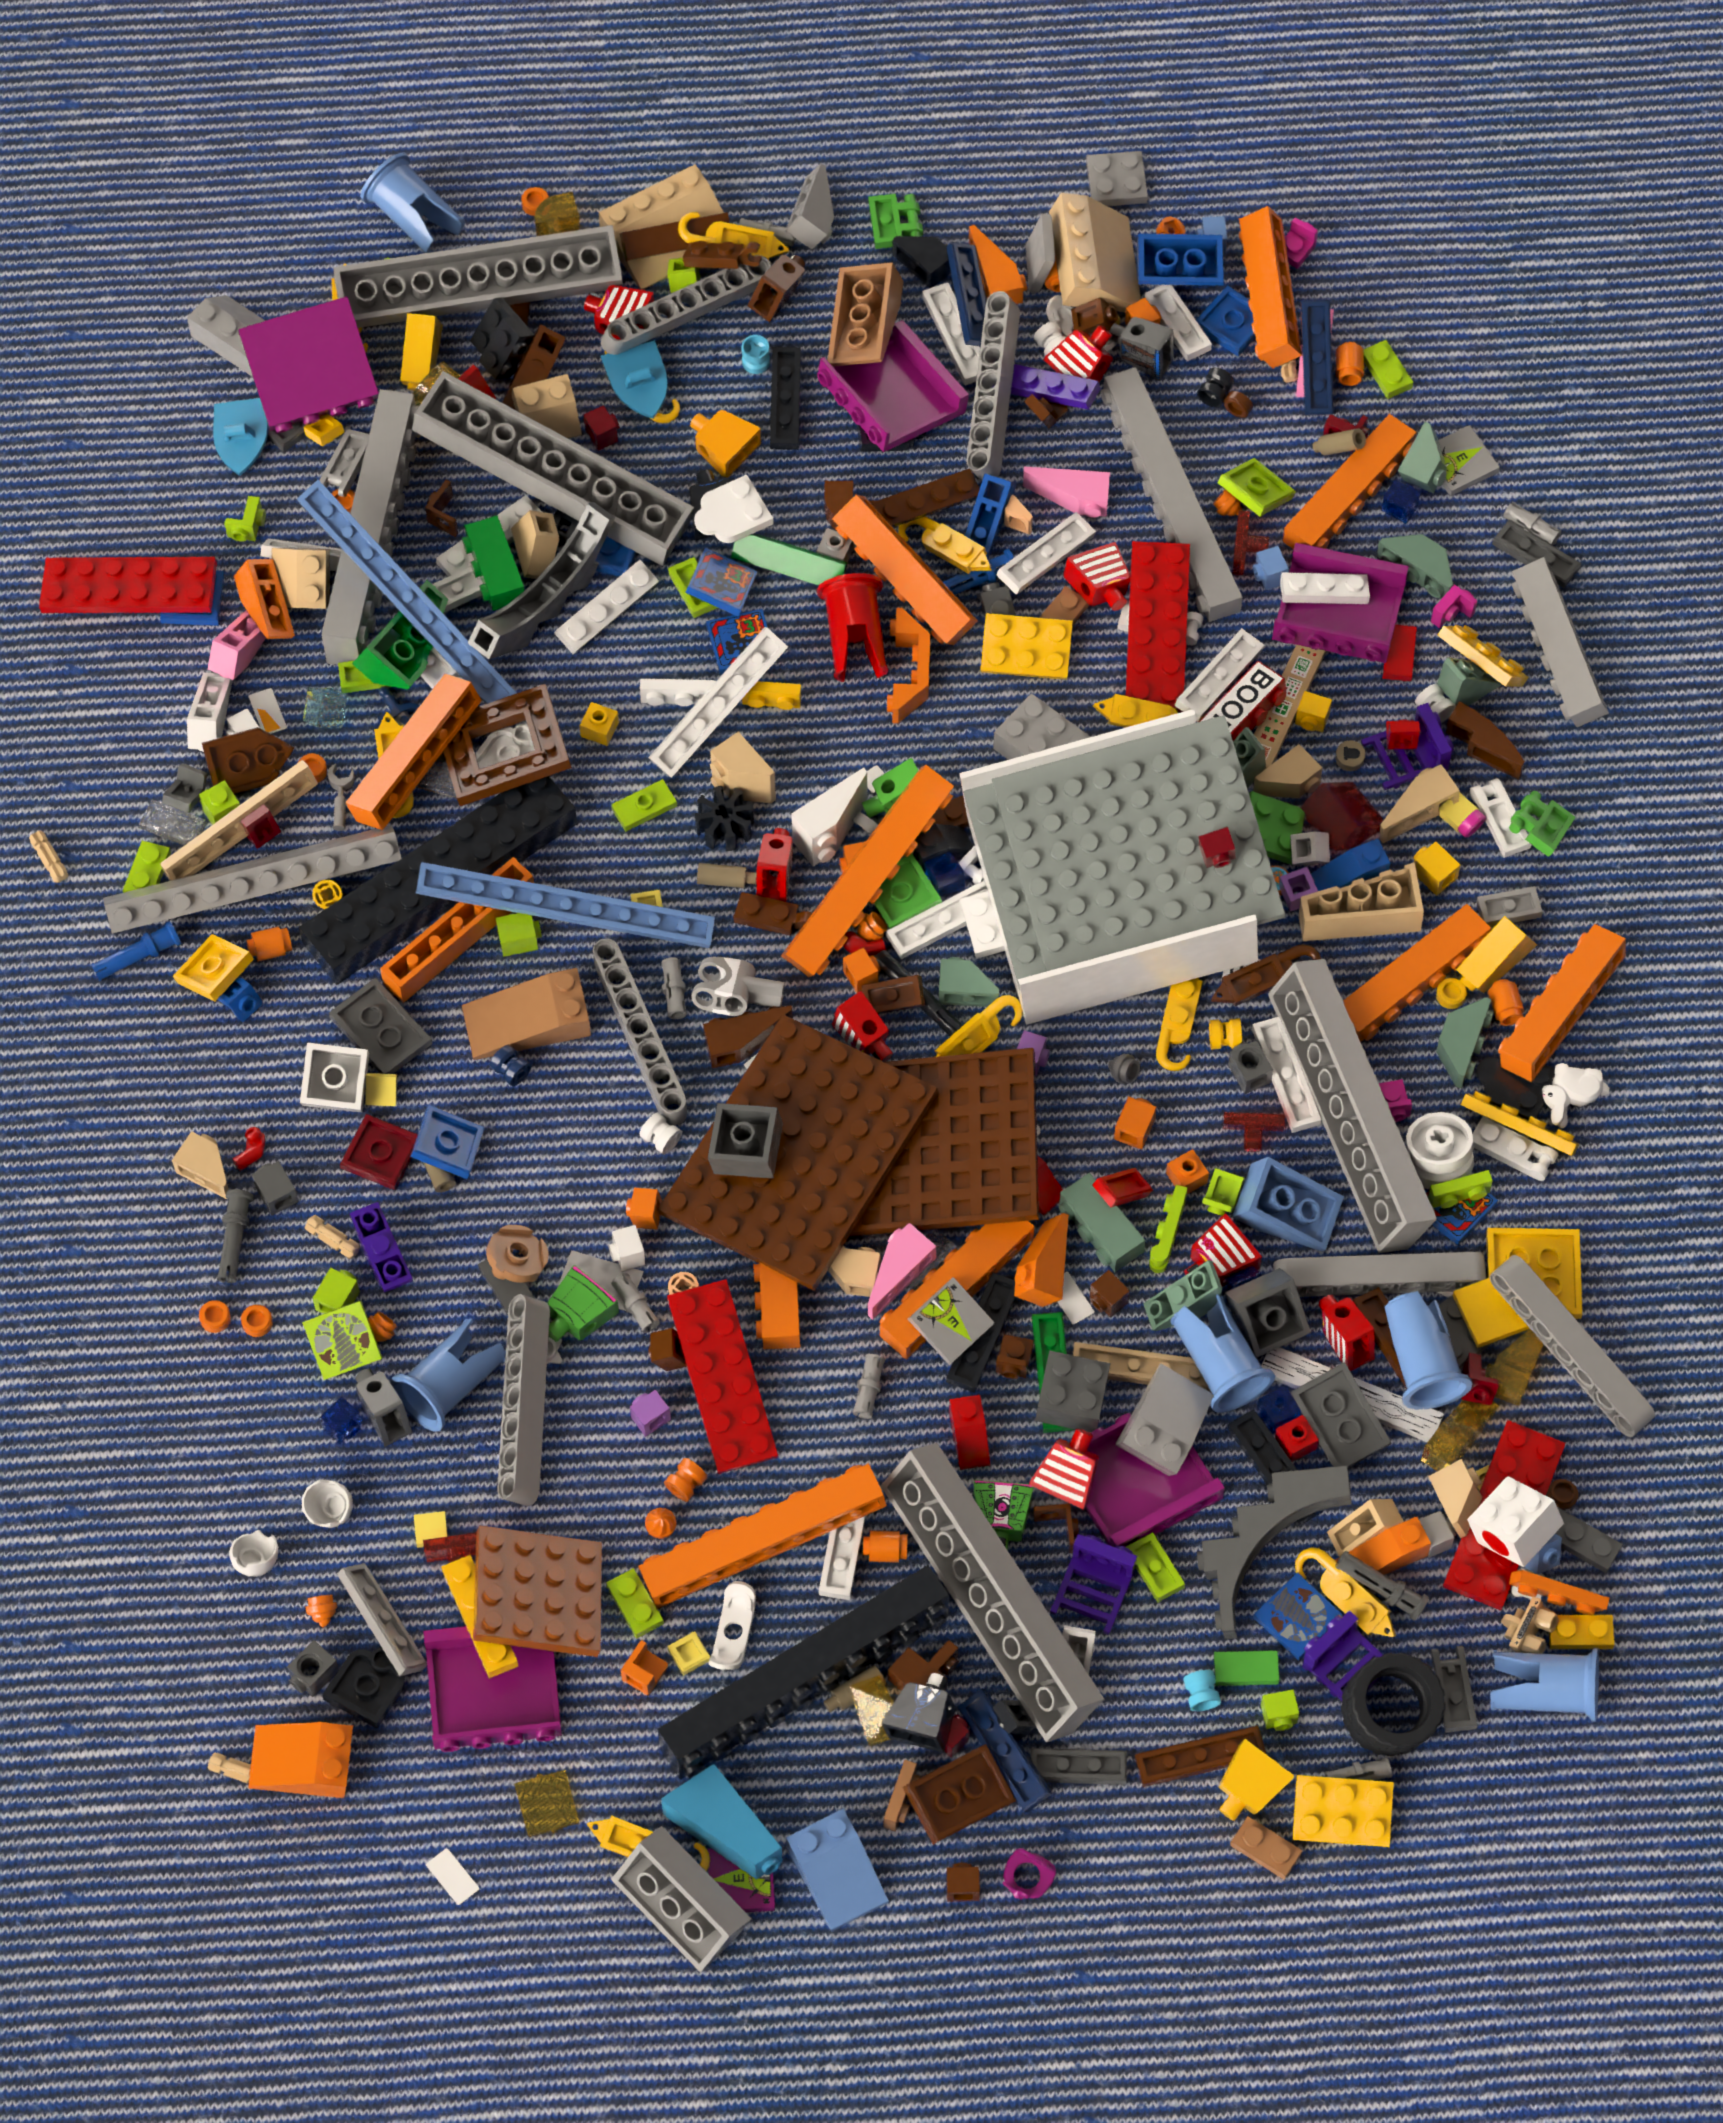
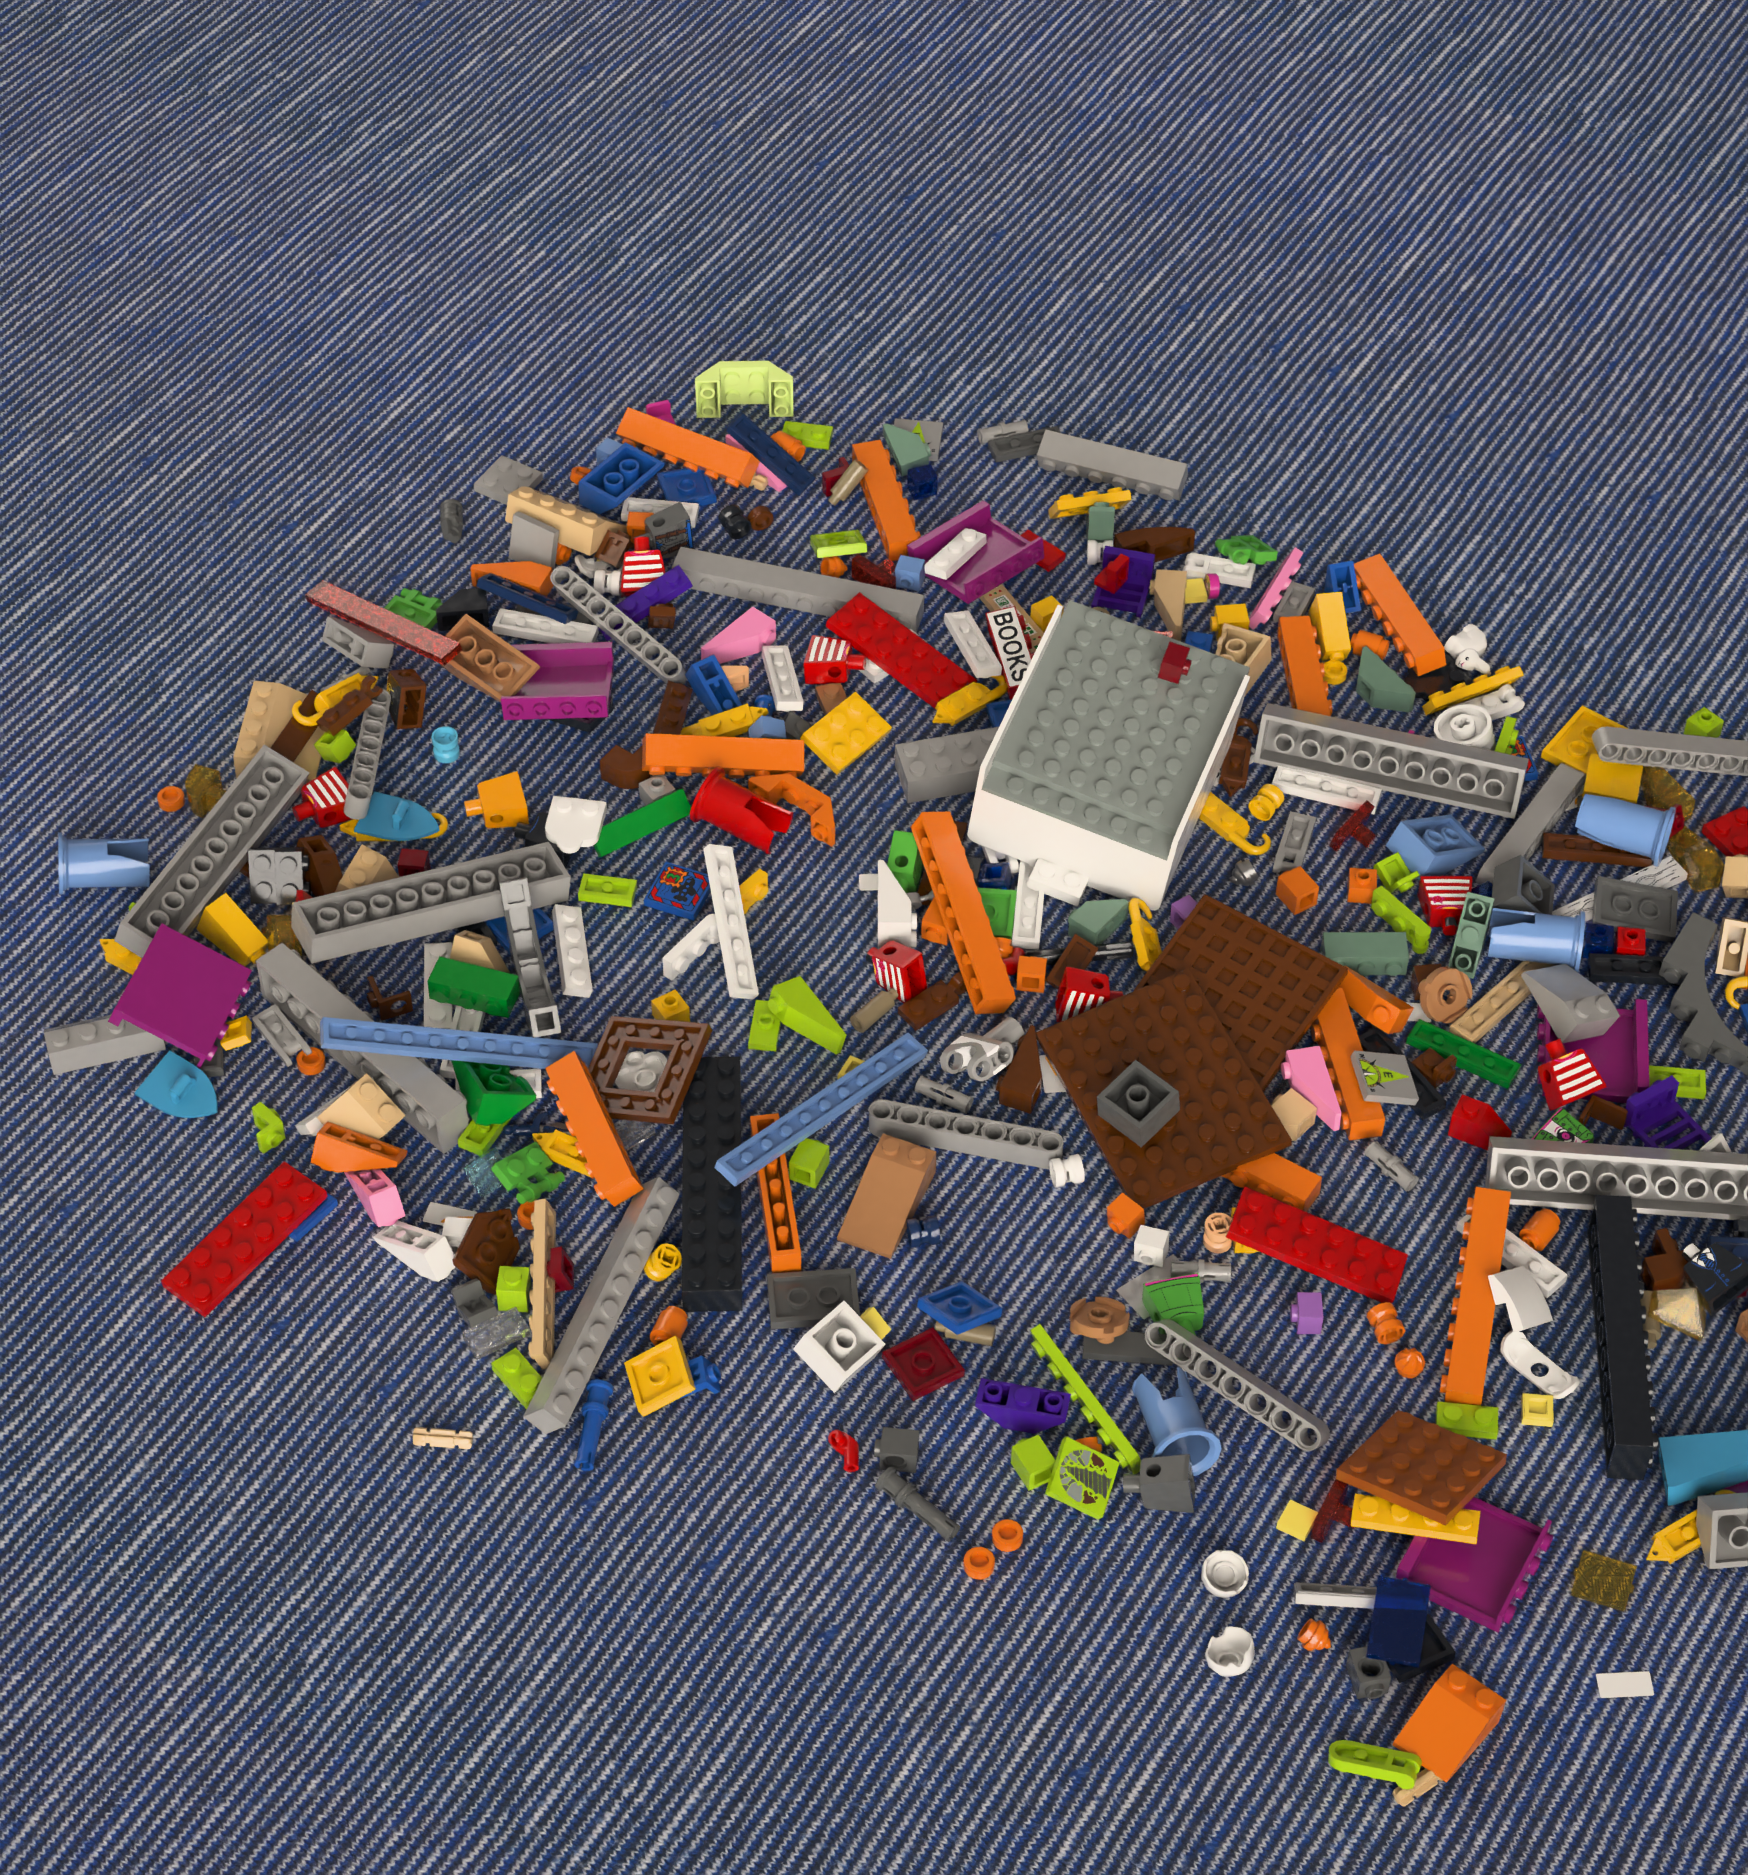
camera: 55 degrees left, 15 degrees down
(201, 1163) = (836, 1487): tan slope -> none
(226, 1722) = (1375, 1762): none -> lime plate
(332, 1236) = (974, 1438): tan axle -> none
(340, 801) = (565, 1204): light grey piece -> none
(341, 1421) = (1153, 1523): clear blue plate -> none
(343, 728) = (524, 1165): none -> bright green plate
(368, 1661) = (1398, 1621): none -> clear blue piece
(430, 1293) = (1091, 1408): none -> lime plate
(643, 1669) = (1532, 1446): orange panel -> none
(666, 1350) = (1263, 1270): reddish brown plate -> none
(669, 819) = (804, 1013): none -> lime slope
(711, 821) = (829, 979): black gear -> none
(721, 582) = (622, 868): tile -> none
(741, 767) = (803, 941): tan slope -> none
(782, 1570) = (1522, 1297): none -> white slope
(785, 398) = (500, 750): black plate -> none
(846, 208) = (383, 622): none -> clear red tile
(965, 584) = (767, 728): none -> medium blue plate
(1025, 171) = (451, 520): none -> dark grey hinge
(1072, 1391) = (1499, 1042): dark grey brick -> none
(1103, 1302) = (1432, 992): none -> medium nougat plate
(1122, 1187) = (1348, 923): red tile -> none
(1194, 1087) = (1294, 842): none -> light grey plate
(1250, 1078) = (1304, 800): dark grey brick -> none
(1347, 1331) = (1568, 865): red torso -> none
(1374, 256) = (744, 384): none -> yellowish green slope
(1425, 559) = (998, 494): sand green slope -> none
(1453, 602) = (1030, 500): dark pink bracket -> none
(1501, 881) = (1279, 583): none -> bright pink plate
(1561, 935) = (1342, 578): none -> blue slope
(1641, 1359) = (1704, 724): none -> lime plate

